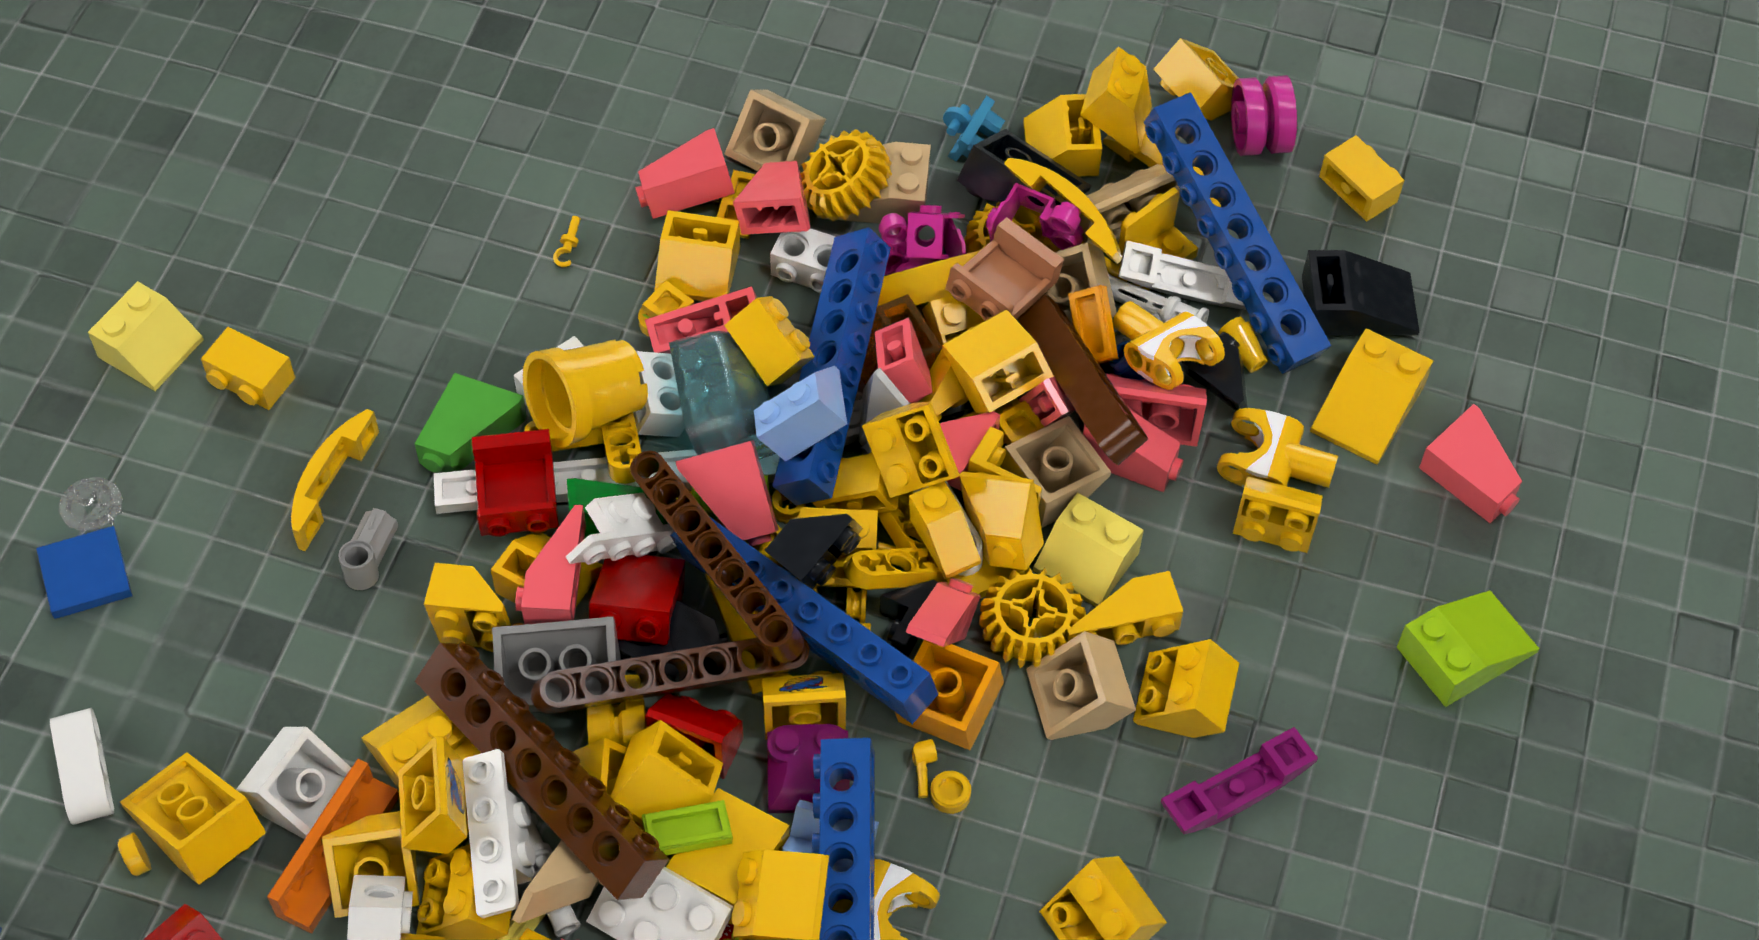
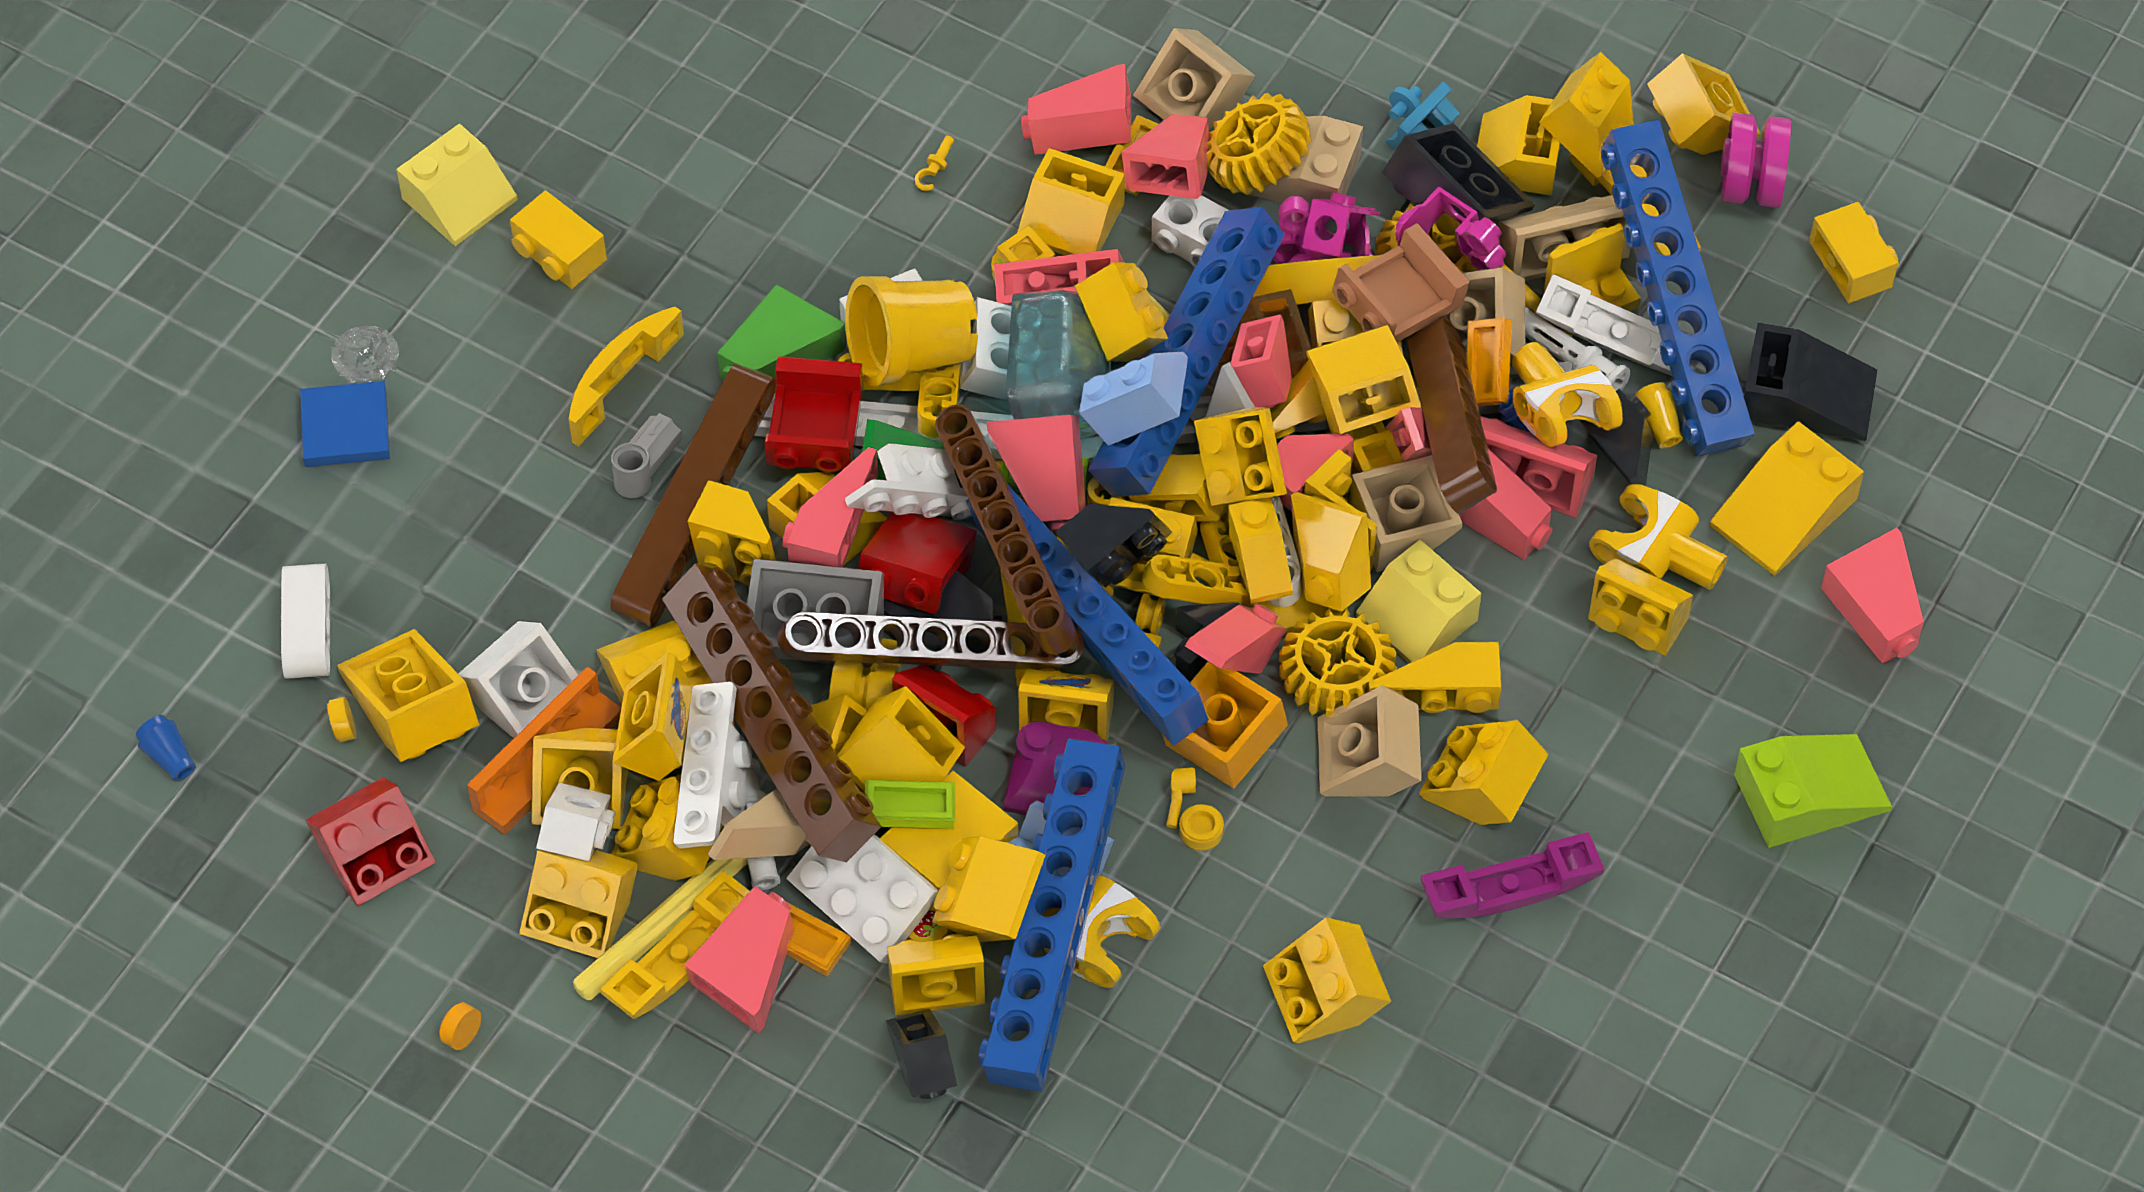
camera: 15 degrees right, 0 degrees up
(429, 541) = (712, 457): none -> reddish brown beam
(1038, 176) = (1520, 257): yellow slope -> none

